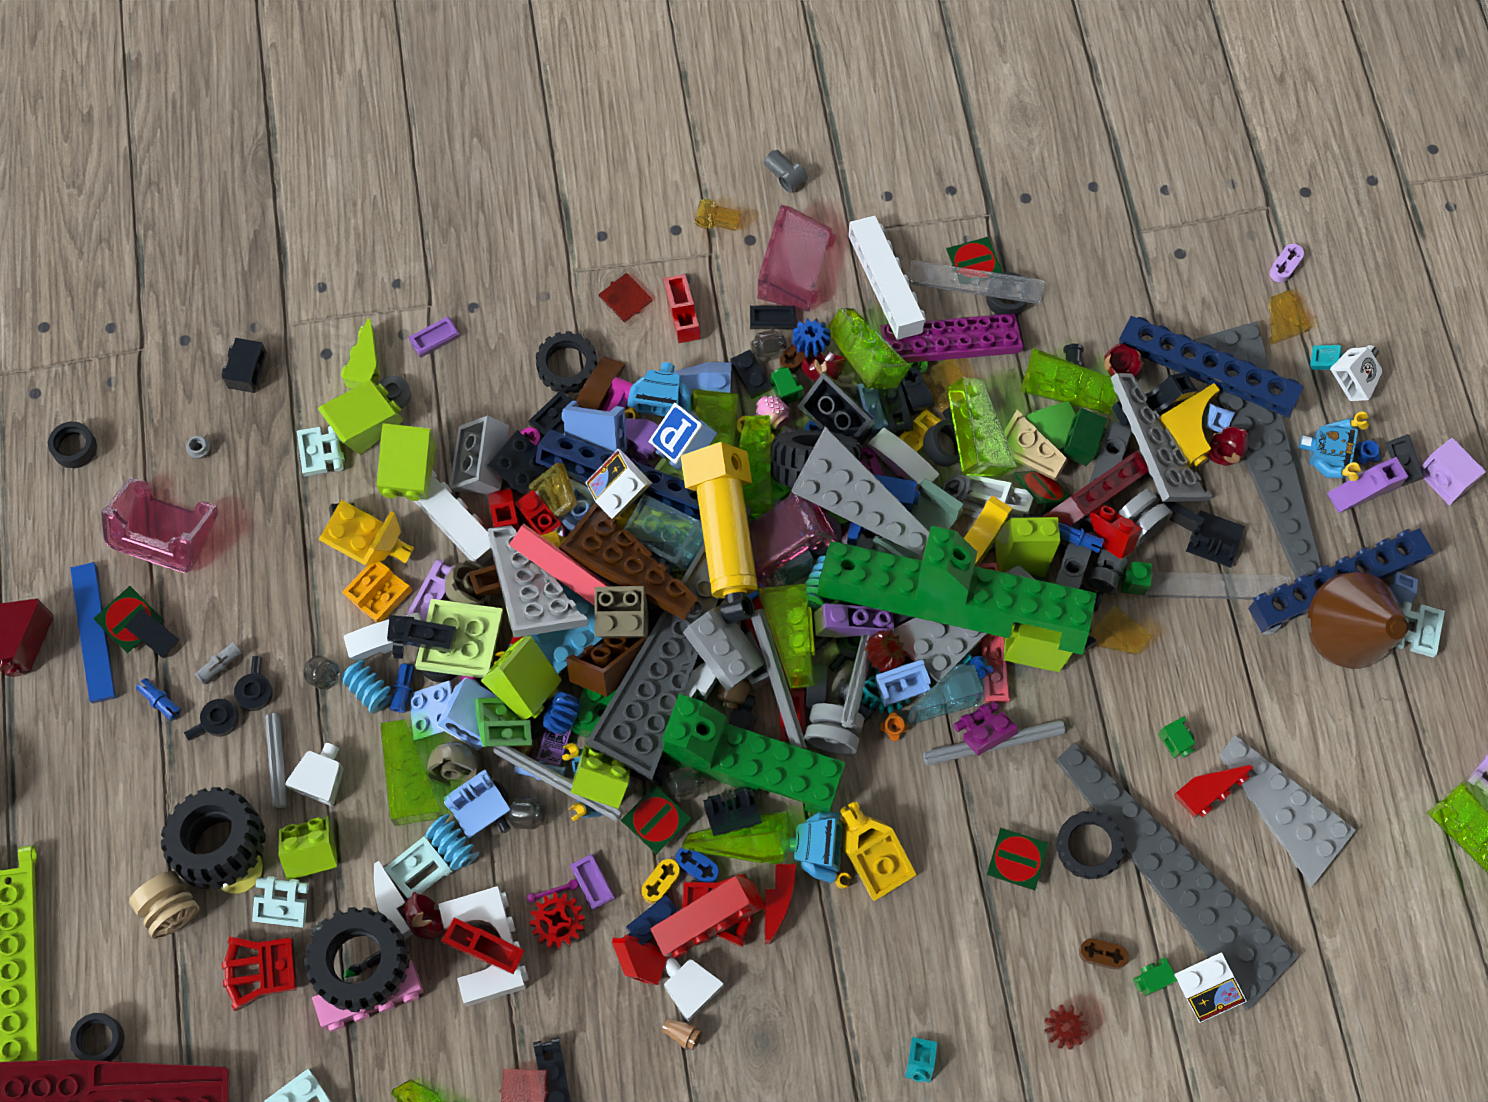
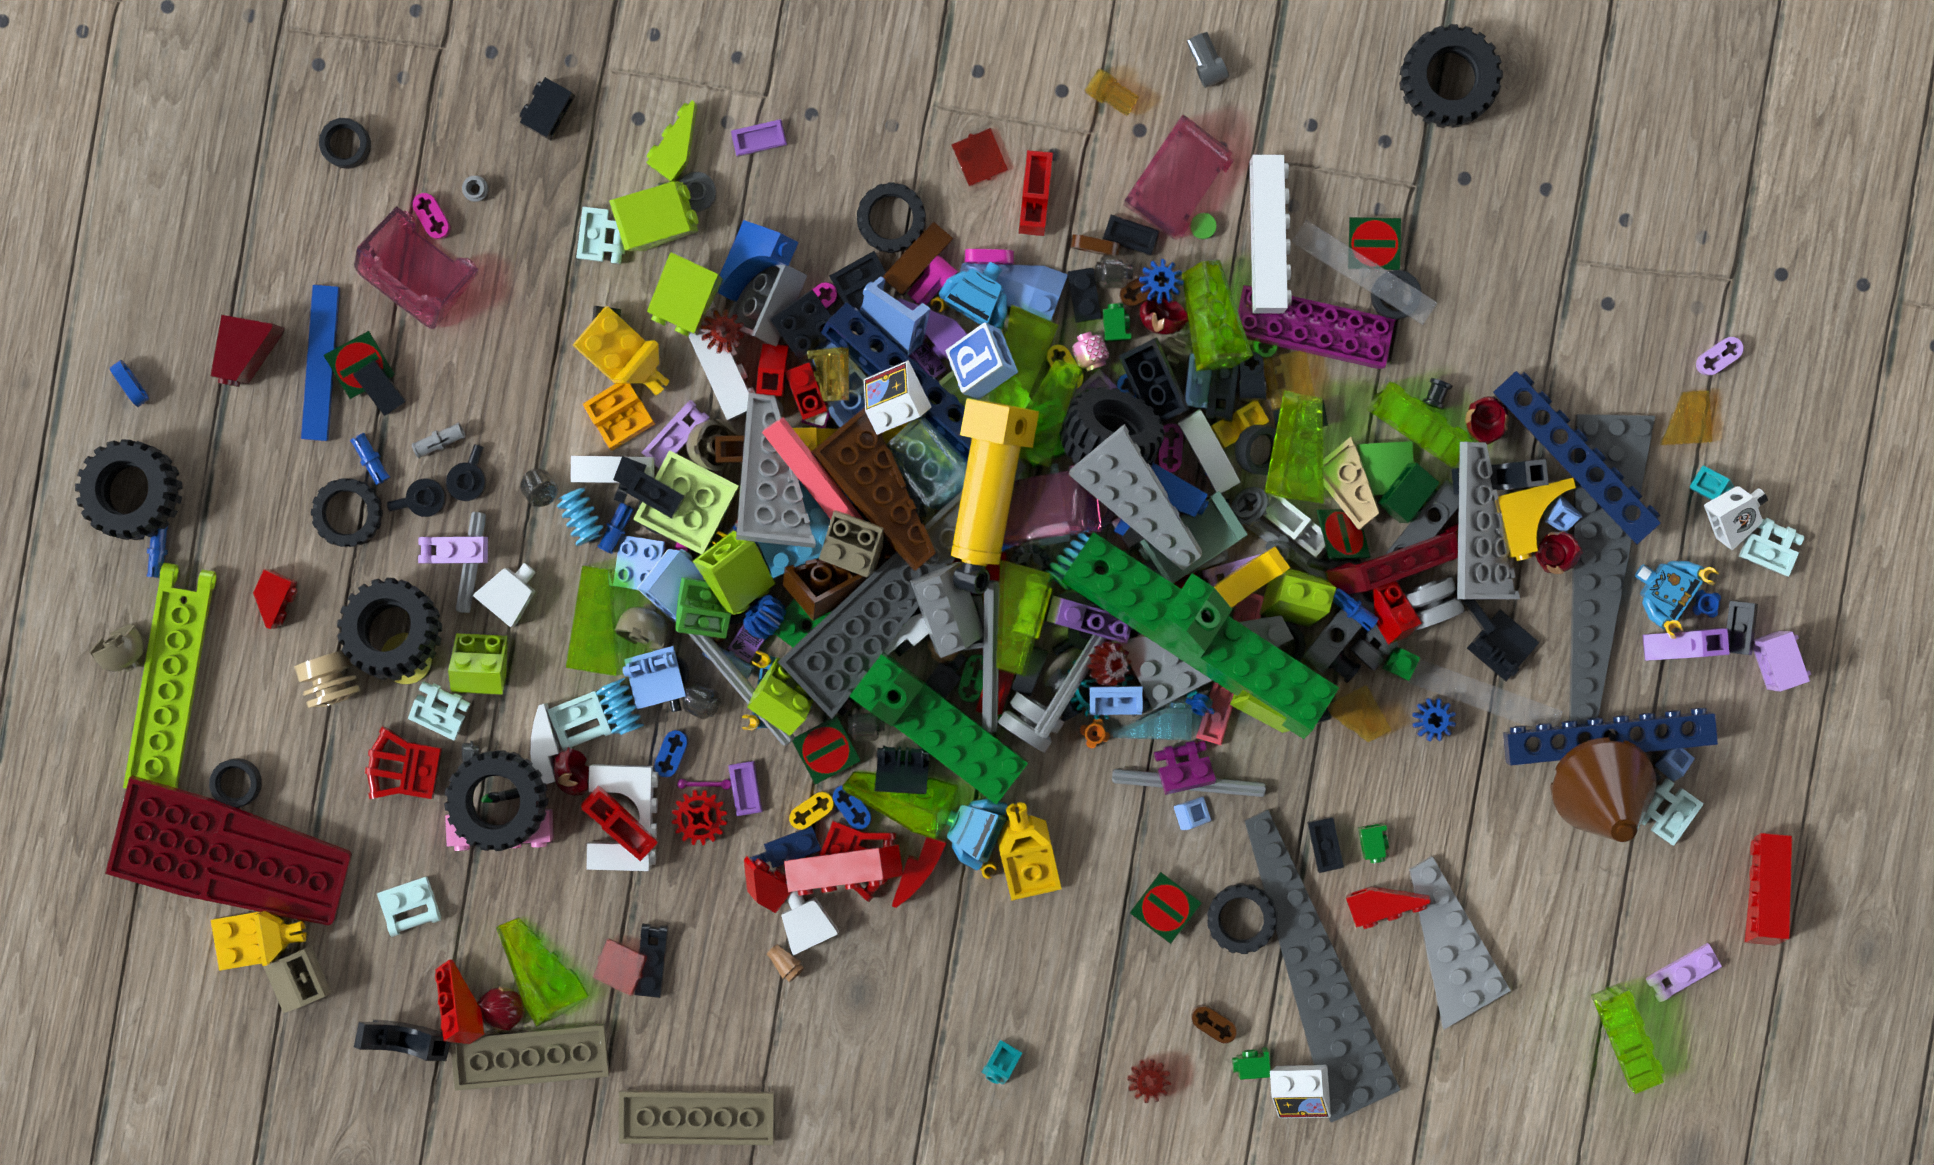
camera: 15 degrees right, 20 degrees up
(95, 847) = (272, 597): none -> red slope
(130, 735) = (320, 518): none -> black tyre
(161, 484) = (437, 213): none -> dark pink beam
(256, 752) = (453, 550): none -> lavender plate
(448, 485) = (729, 339): none -> clear red gear
(456, 419) = (751, 253): none -> blue arch
(519, 872) = (677, 755): none -> blue beam
(655, 364) = (984, 256): none -> dark pink beam
(744, 331) = (1095, 245): none -> reddish brown beam
(762, 714) = (967, 675): none -> green beam
(829, 292) = (1203, 226): none -> bright green tile
(986, 99) = (1479, 56): none -> black tyre
(1007, 769) = (1192, 813): none -> light blue slope
(1136, 755) = (1325, 844): none -> black plate
(1188, 624) = (1429, 727): none -> blue gear
(1399, 396) = (1768, 553): none -> light aqua plate

